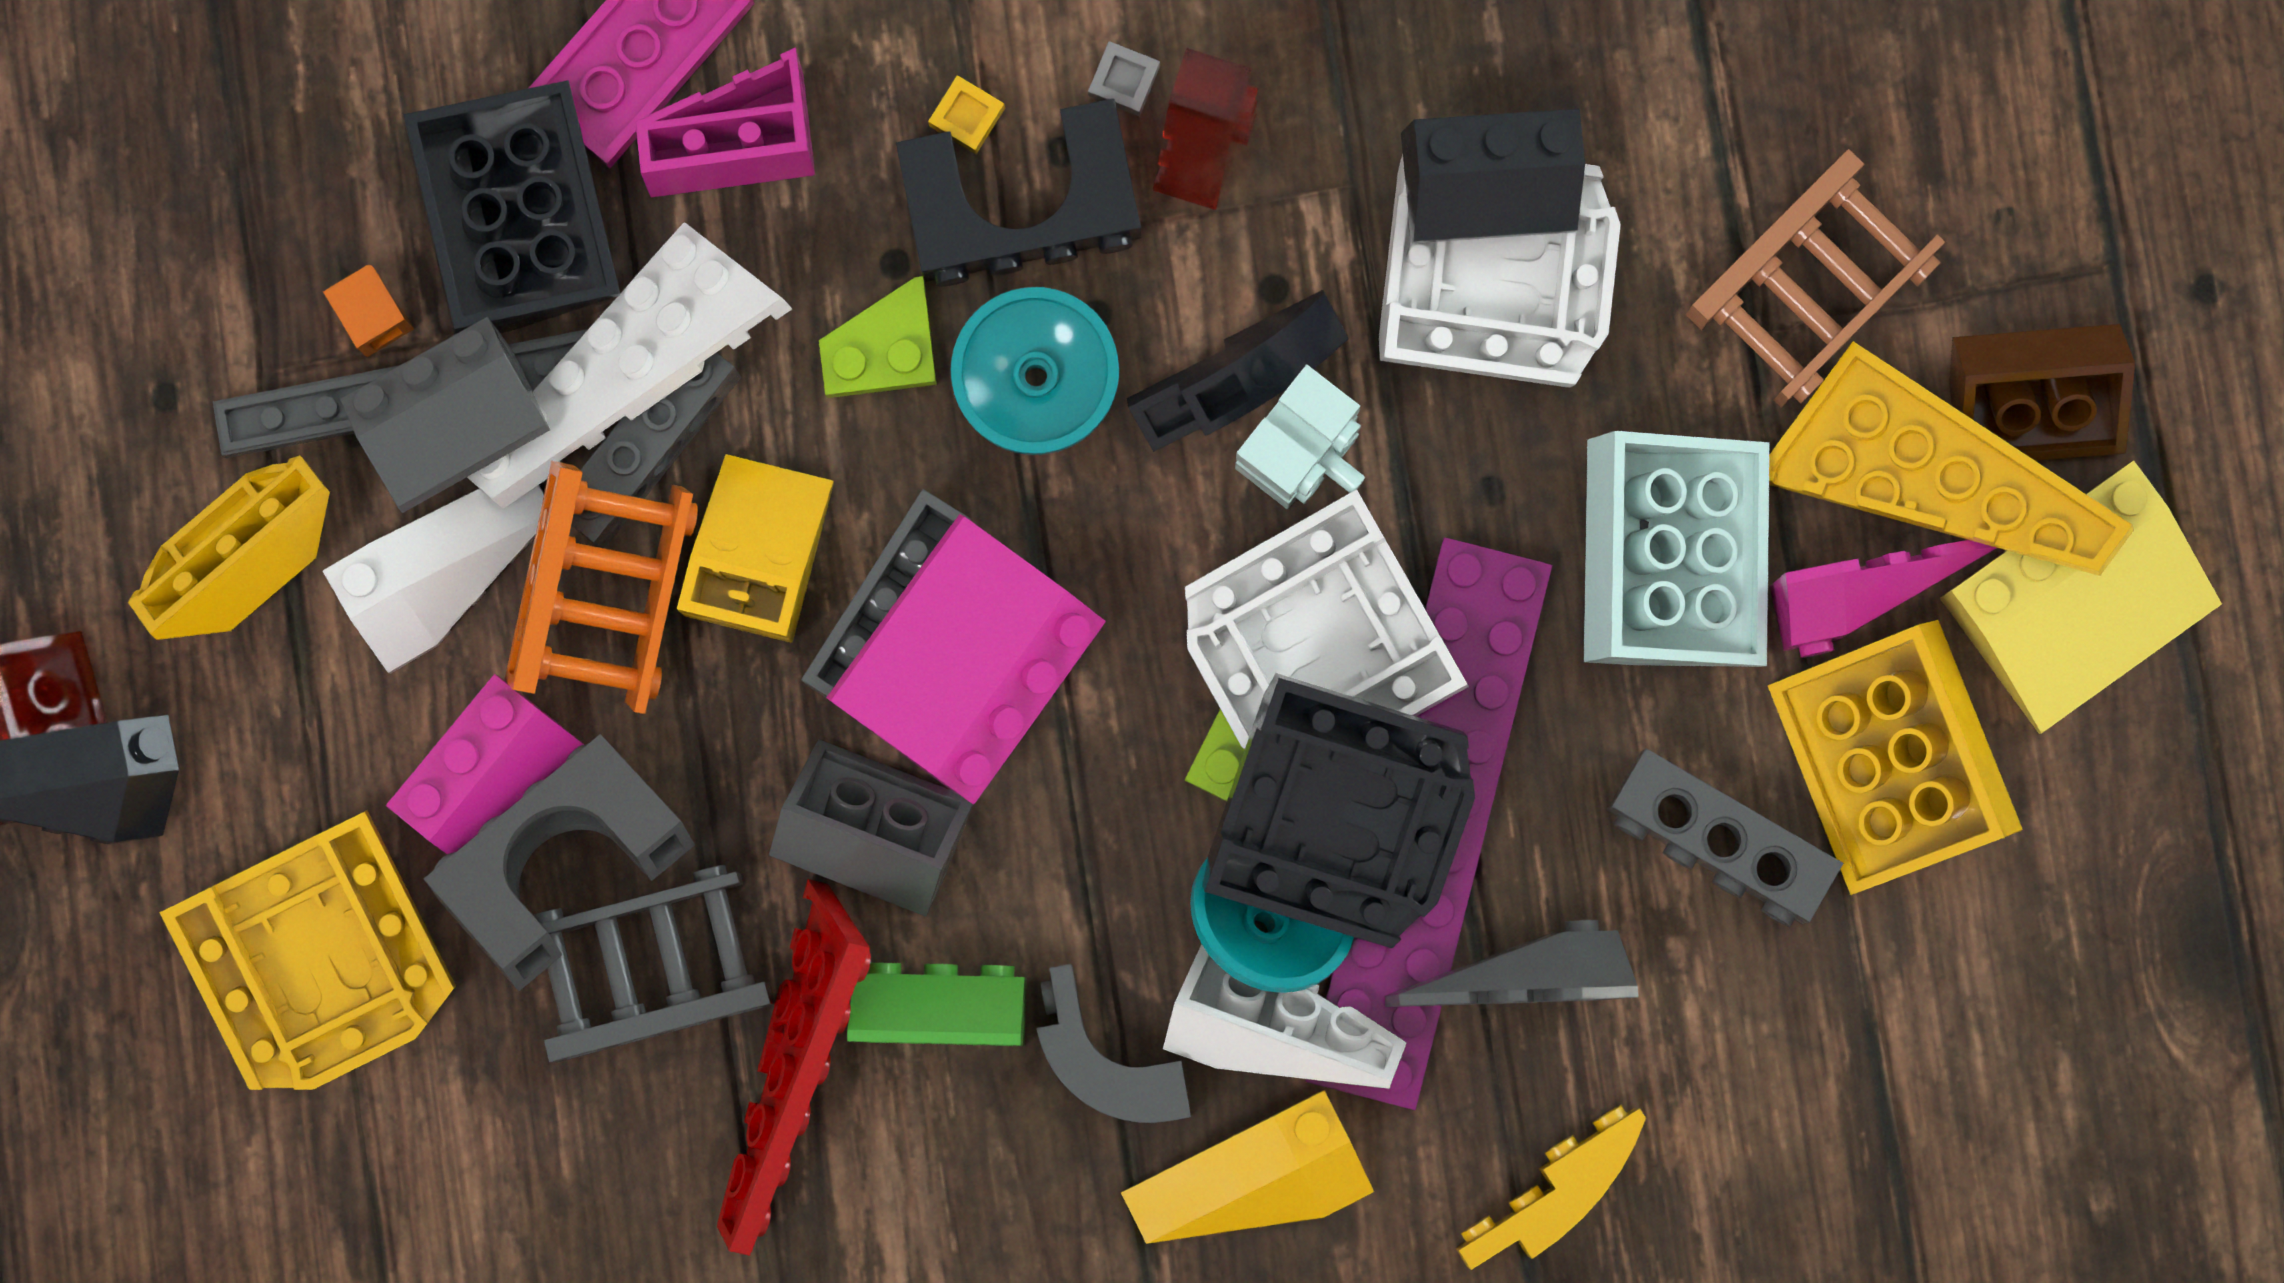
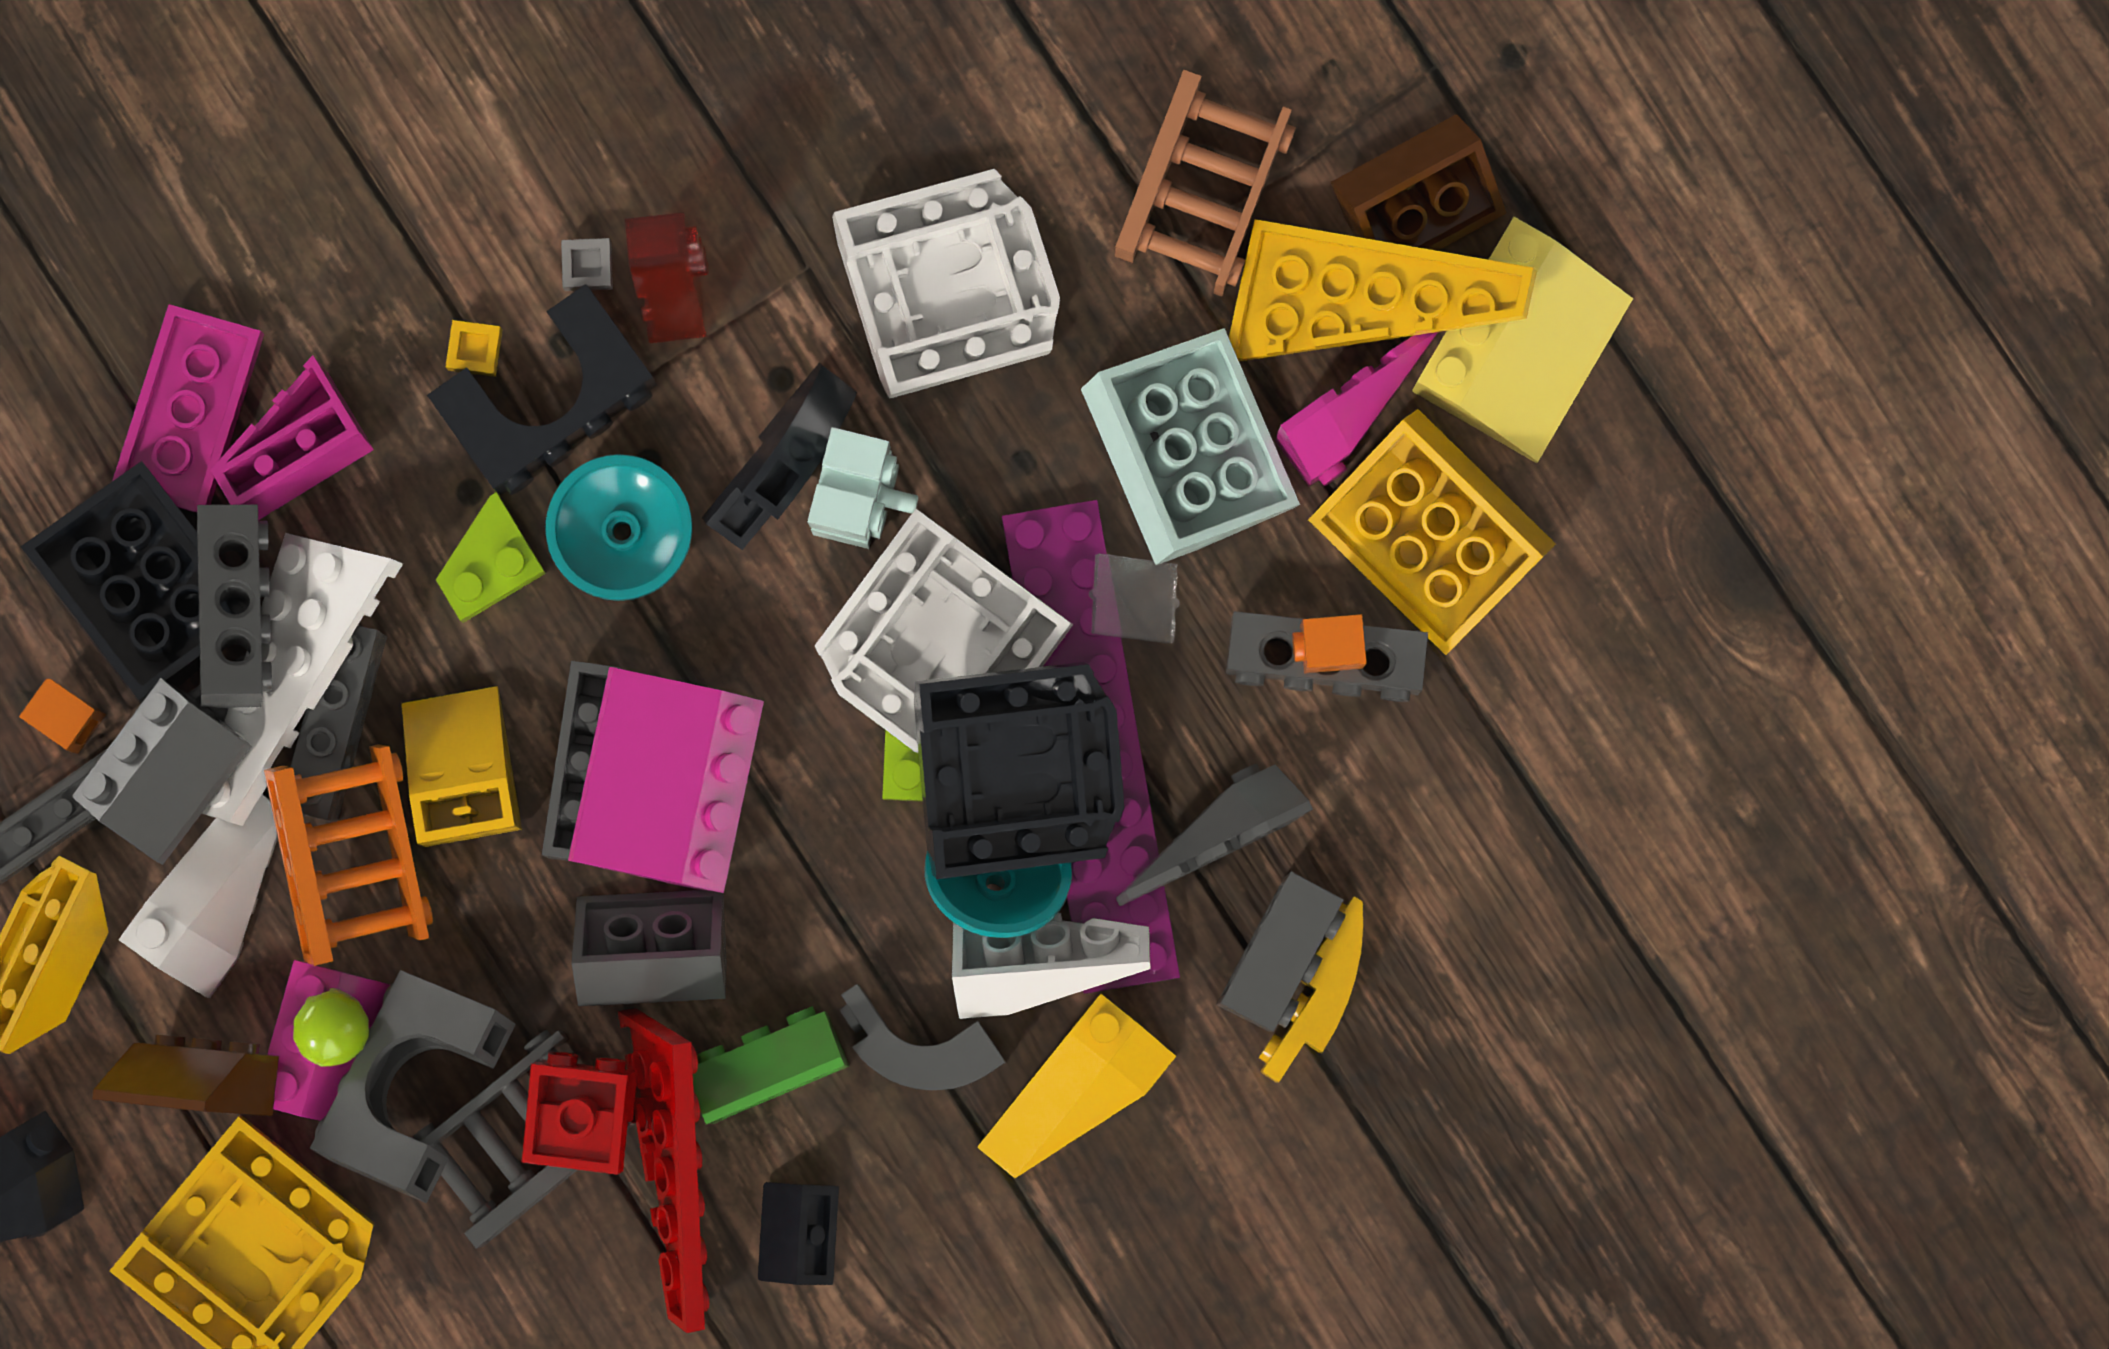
camera: 30 degrees left, 0 degrees up
(335, 749) = (193, 1077): none -> reddish brown slope
(501, 763) = (331, 1028): none -> lime hair
(615, 190) = (223, 681): none -> dark grey brick
(719, 969) = (579, 1113): none -> red plate
(892, 1199) = (798, 1233): none -> black panel
(1493, 175) = (913, 212): black slope -> none
(1536, 1134) = (1282, 953): none -> dark grey slope
(1545, 687) = (1134, 598): none -> clear piece
(1734, 829) = (1330, 644): none -> orange brick

